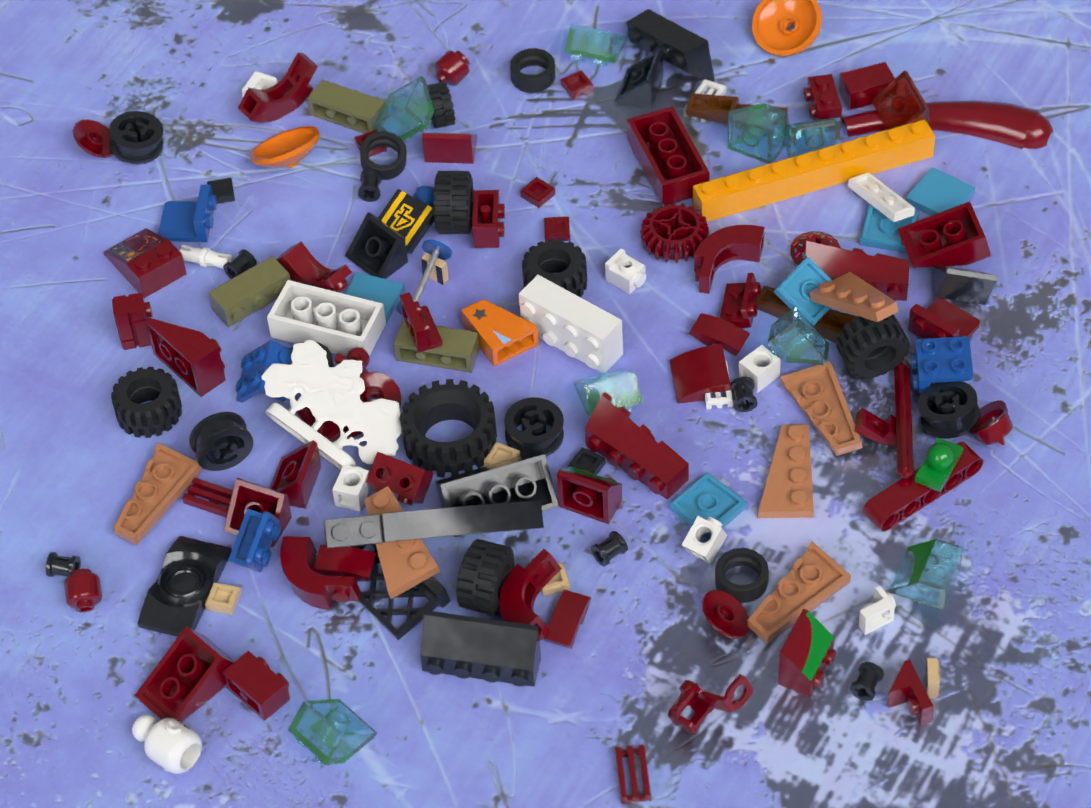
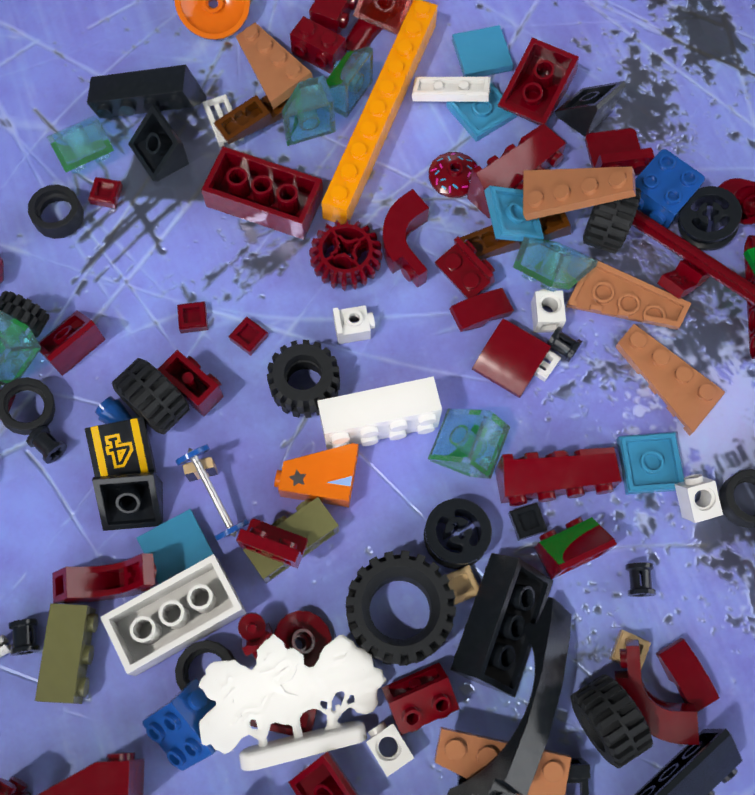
camera: 55 degrees left, 20 degrees up
(777, 85) = (272, 64): none -> nougat wing

